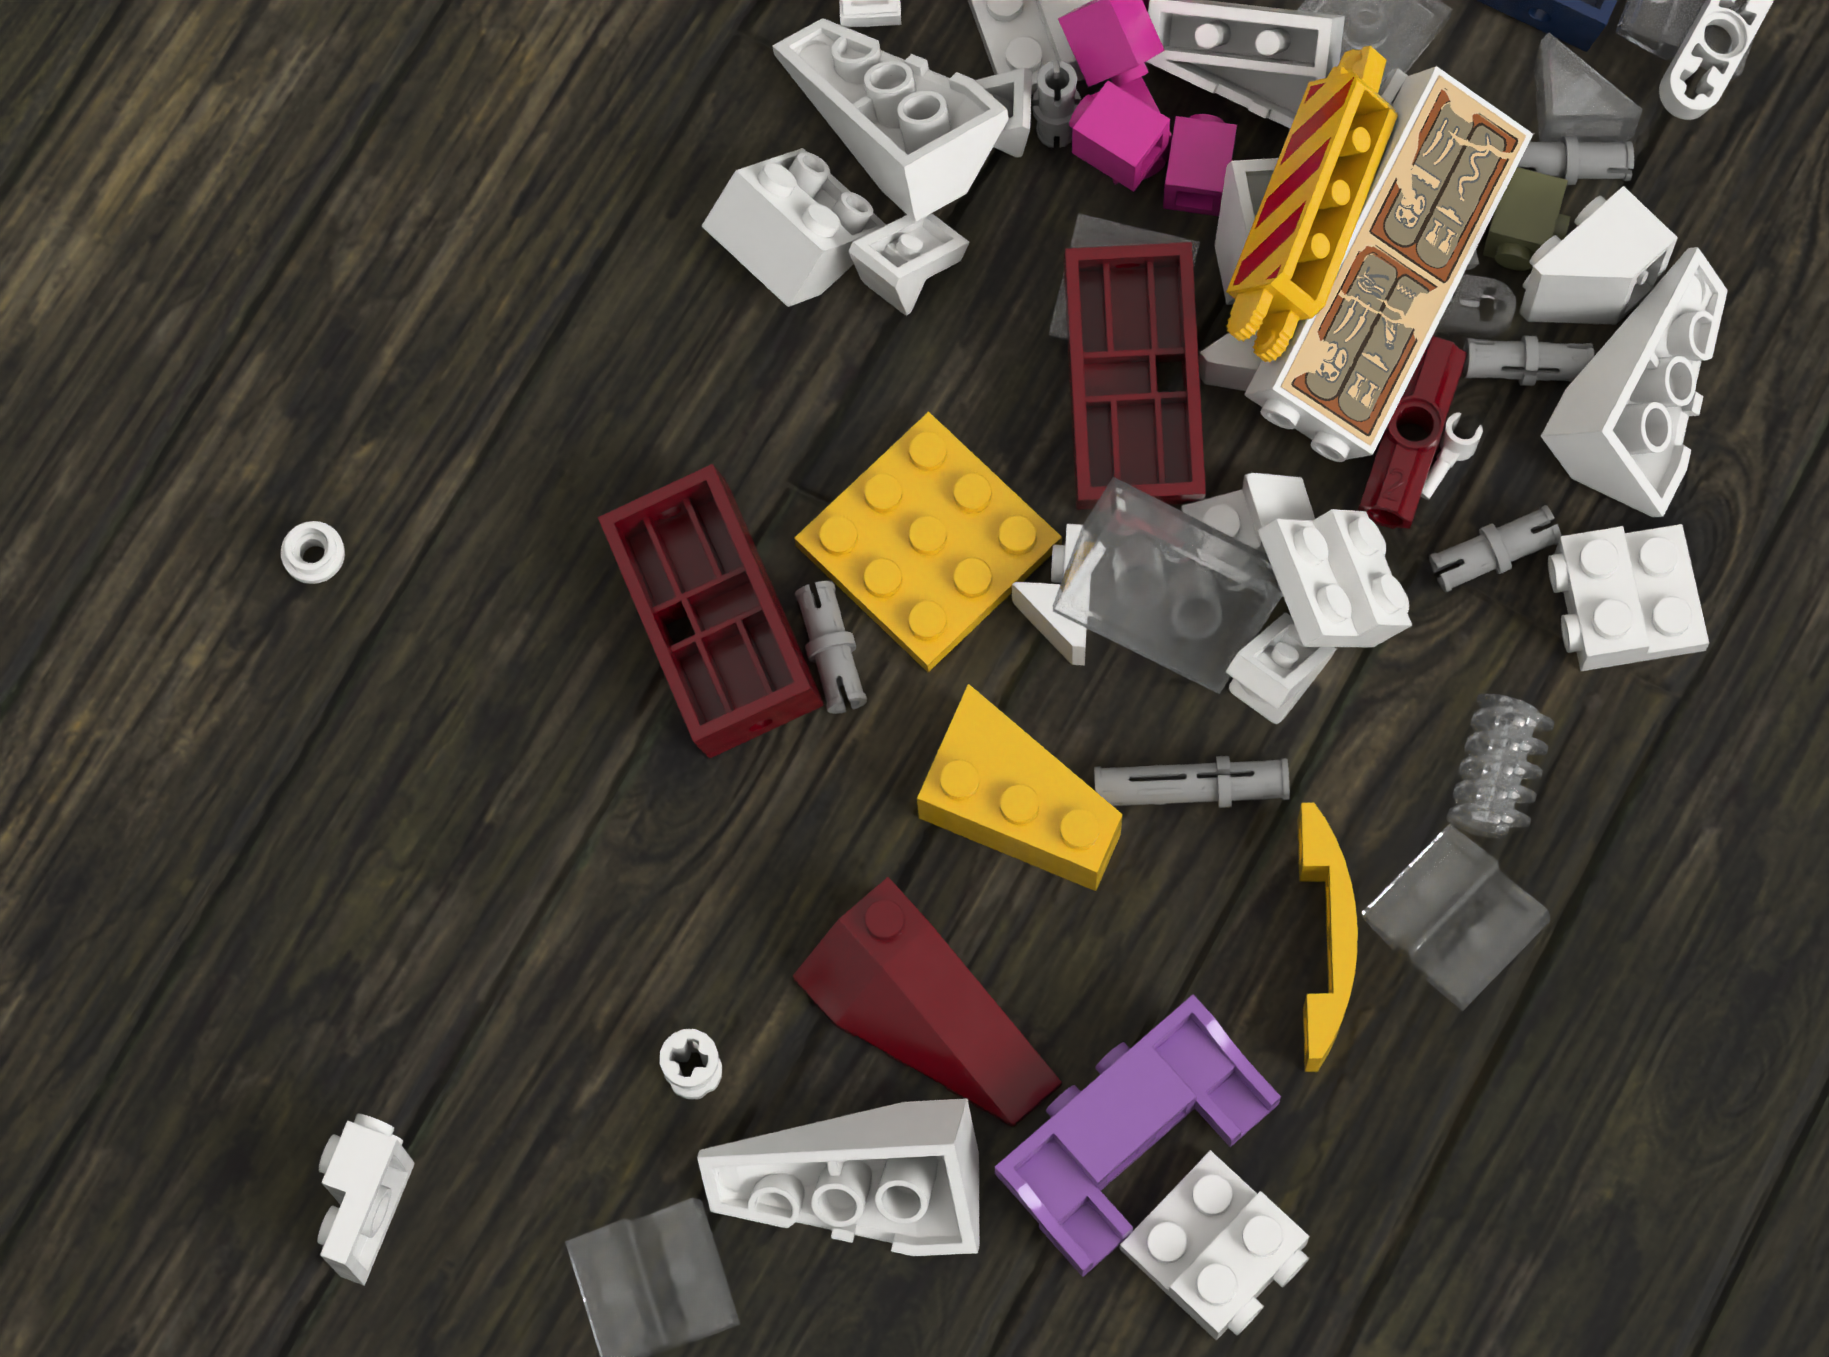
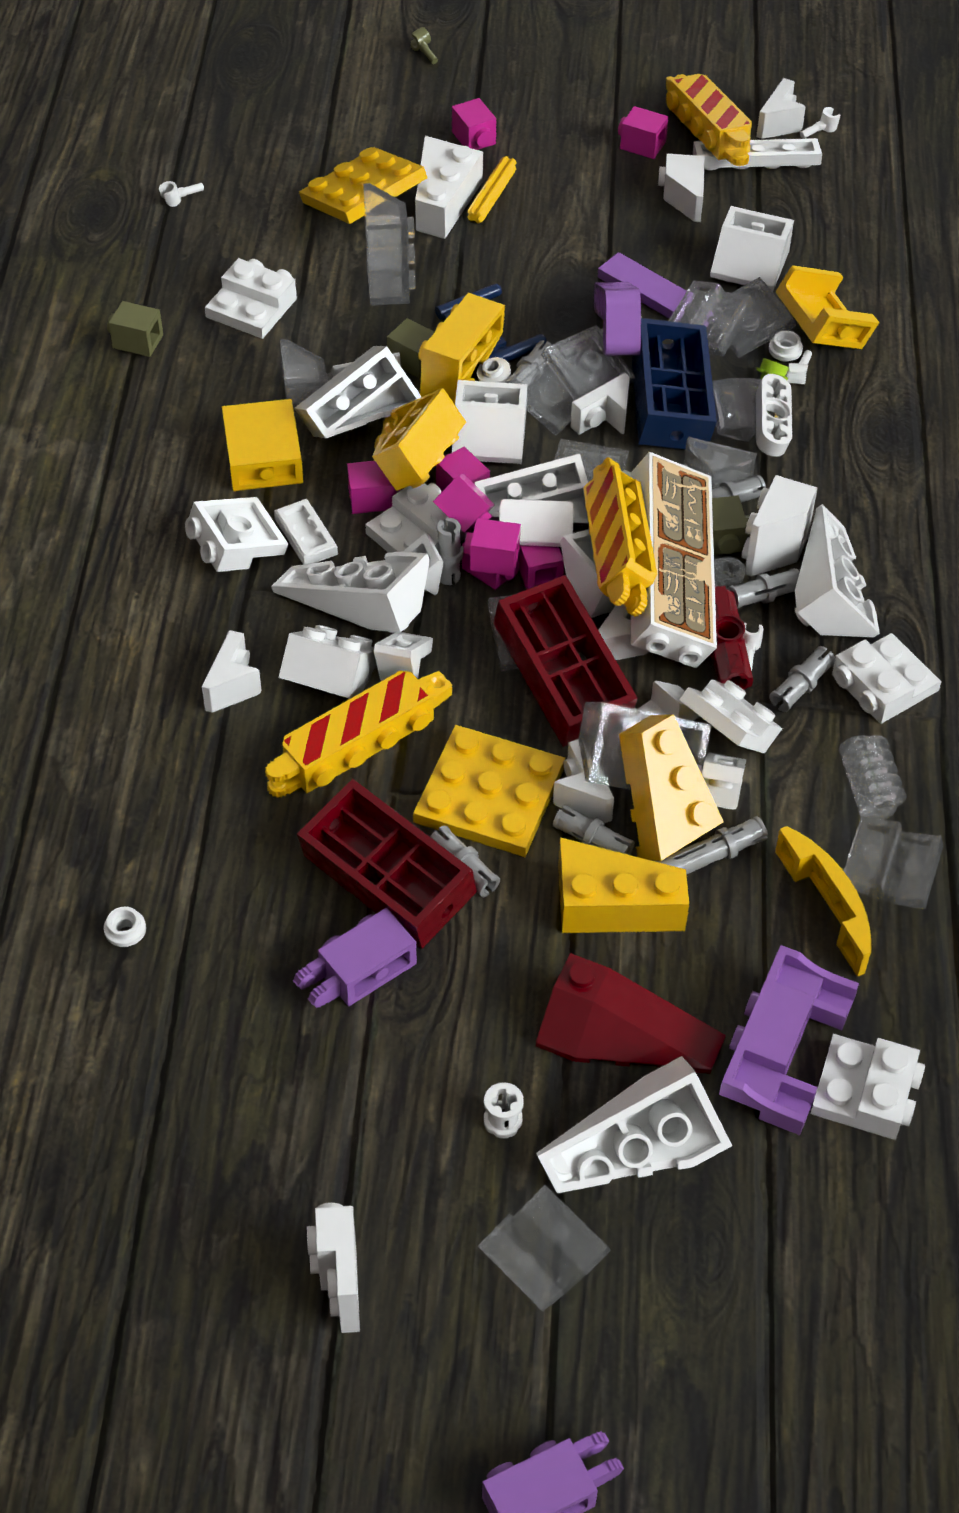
camera: 30 degrees left, 20 degrees down
(604, 747) = (359, 960): none -> medium lavender hinge
(626, 194) = (230, 676): none -> white slope
(778, 364) = (355, 731): none -> yellow hinge
(1039, 682) = (591, 831): none -> light grey pin
(1160, 672) = (666, 788): none -> wedge
(1212, 112) = (541, 521): none -> white slope

